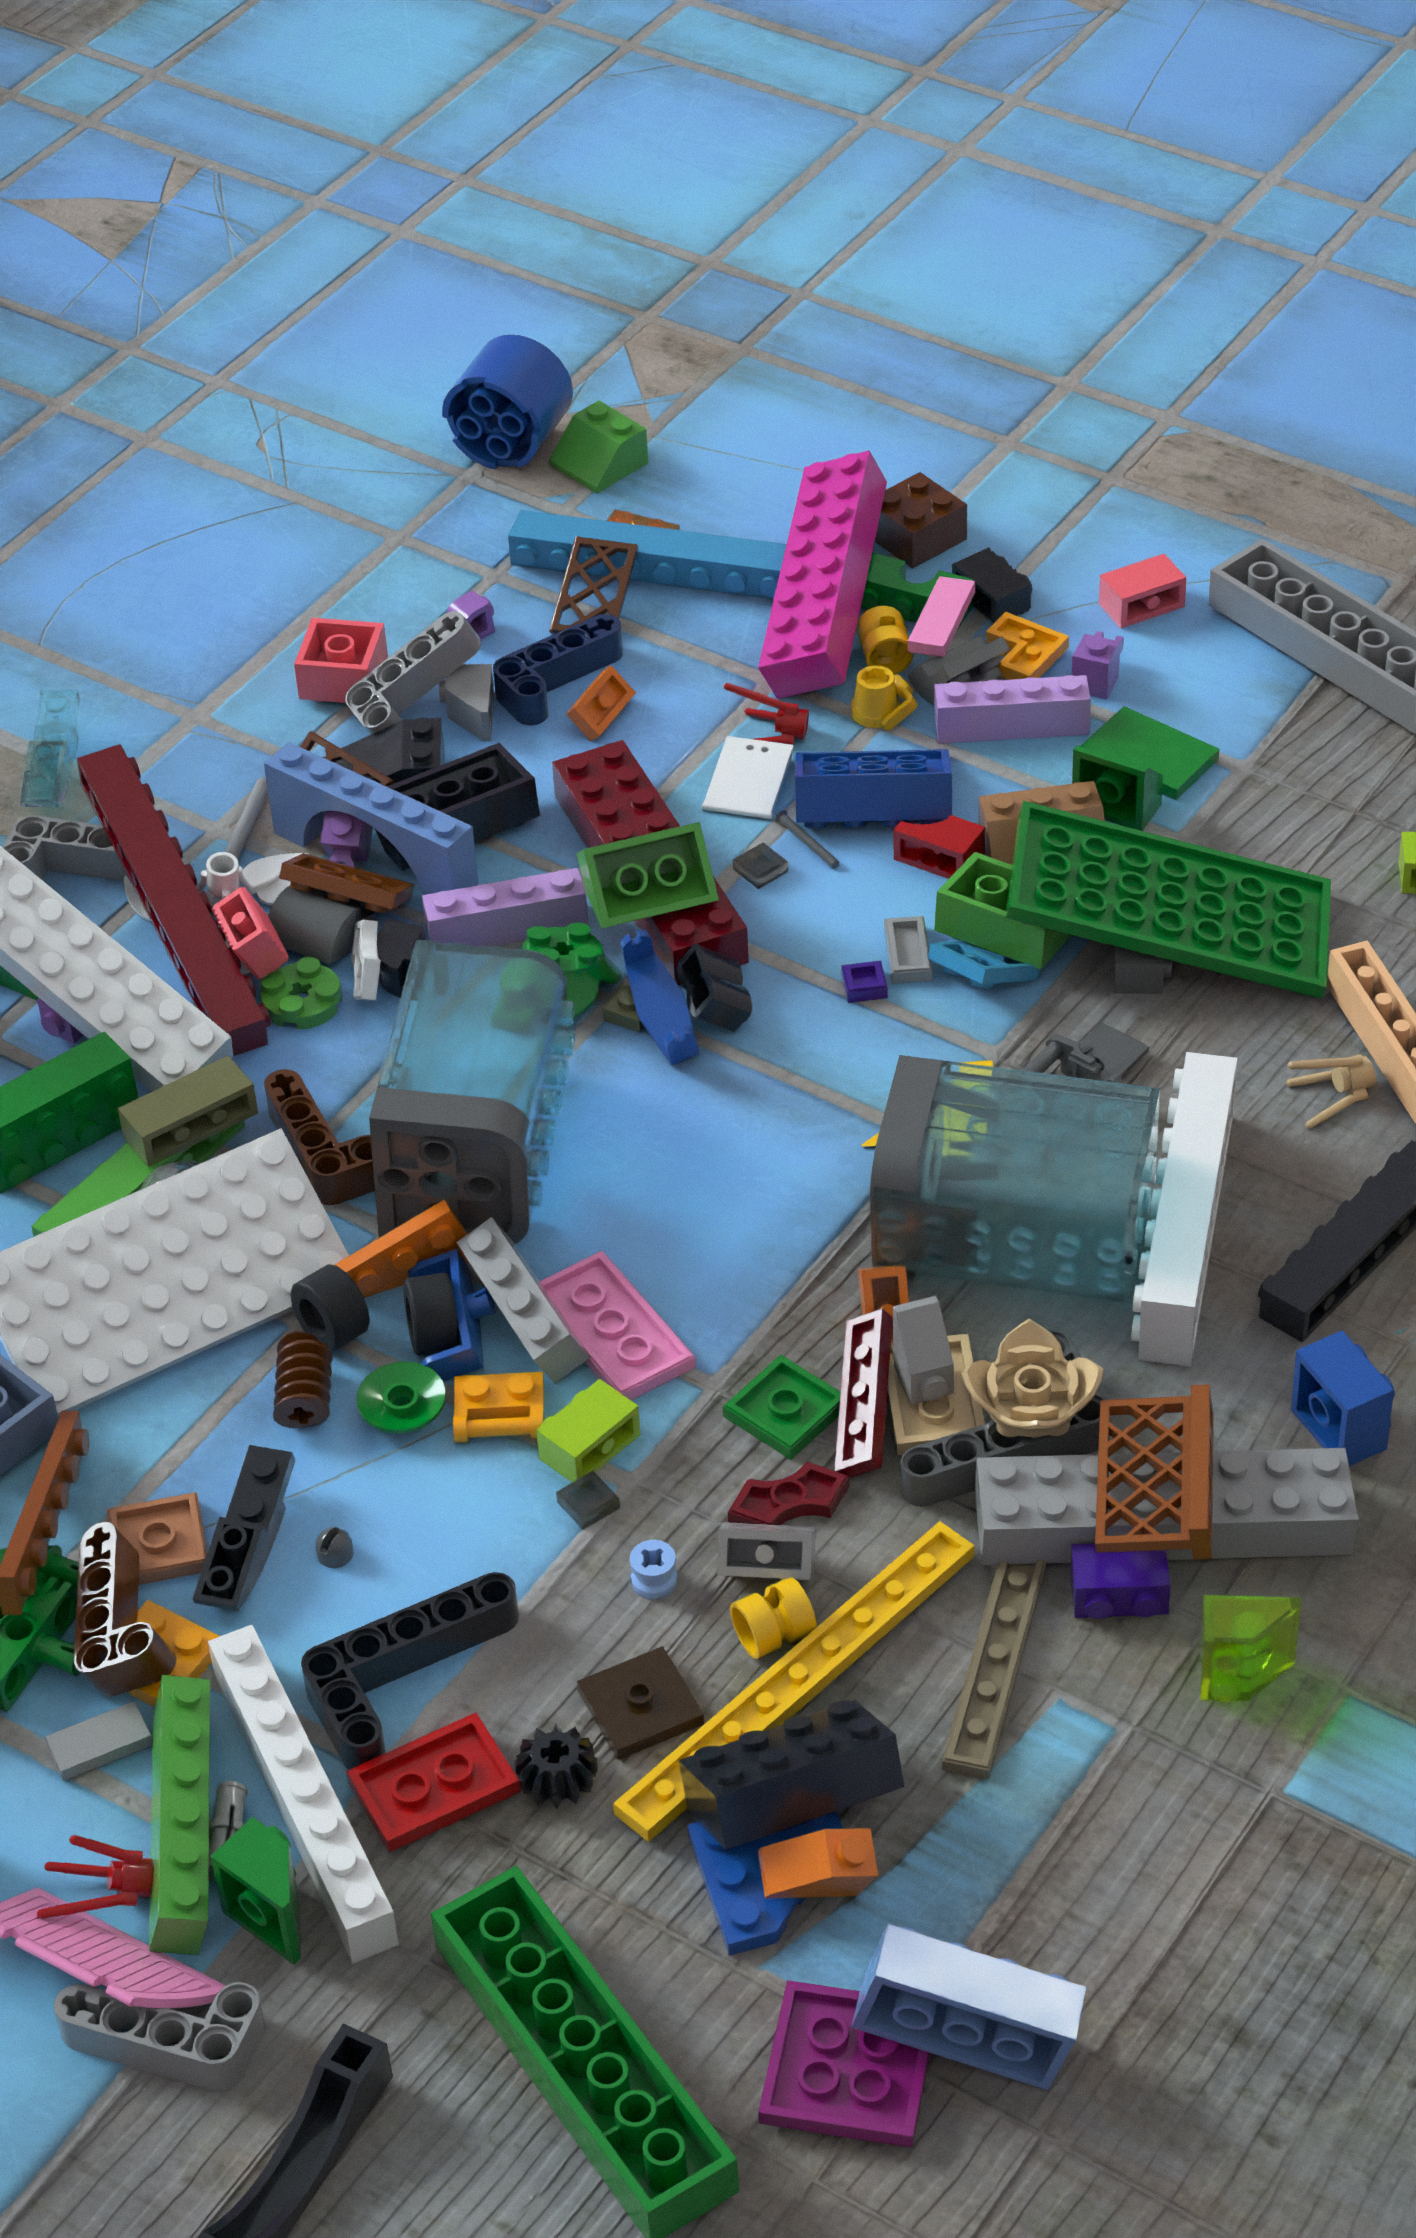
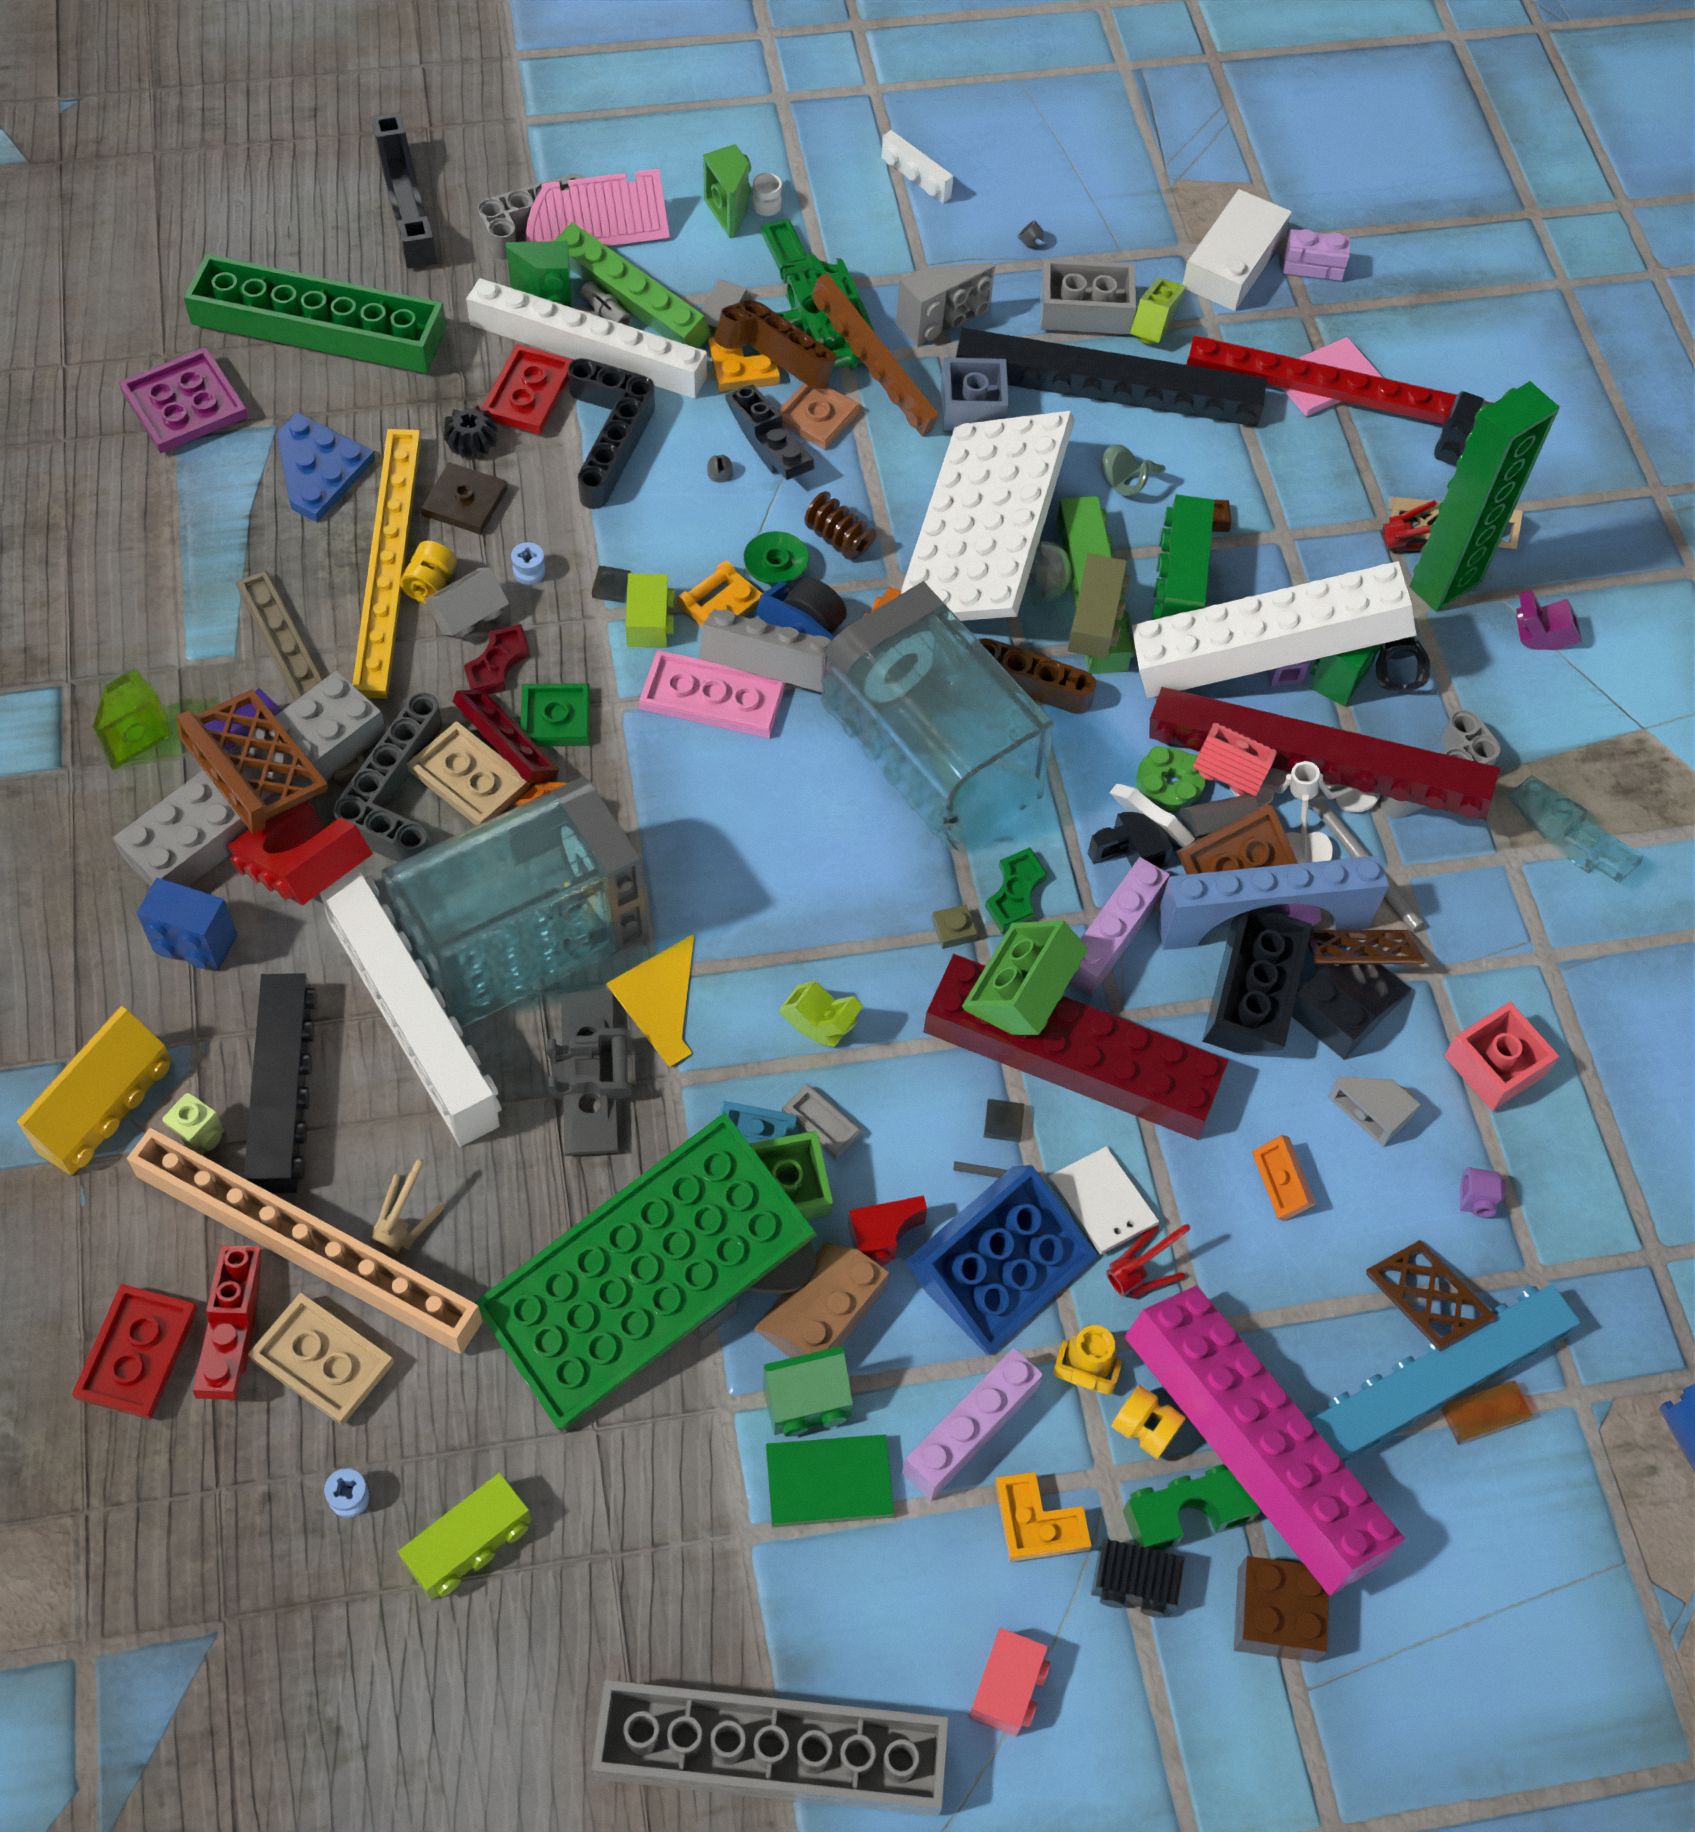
camera: 130 degrees right, 15 degrees up
(128, 1877) = (628, 250): red plant -> none
(330, 1306) = (872, 568): black tyre -> none
(412, 671) = (1429, 1042): light grey beam -> none
(531, 672) = (1360, 1195): dark blue beam -> none
(578, 956) = (1001, 891): green brick -> none
(600, 447) = (1632, 1483): bright green slope -> none
(658, 999) = (922, 922): blue piece -> none
(714, 987) = (903, 963): black brick -> none
(791, 1773) = (327, 483): black brick -> none
(819, 1864) = (273, 460): orange slope -> none
(824, 992) = (818, 1014): none -> lime brick
(864, 981) = (823, 1068): dark purple tile -> none
(922, 1350) = (478, 758): light grey slope -> none
(941, 616) = (1115, 1460): bright pink tile -> none
(965, 663) = (1058, 1435): dark grey brick -> none
(969, 2006) = (122, 423): medium blue brick -> none
(1032, 1384) = (367, 752): tan brick -> none
(1099, 661) = (957, 1542): medium lavender brick -> none
(1207, 1313) = (299, 853): none -> red arch

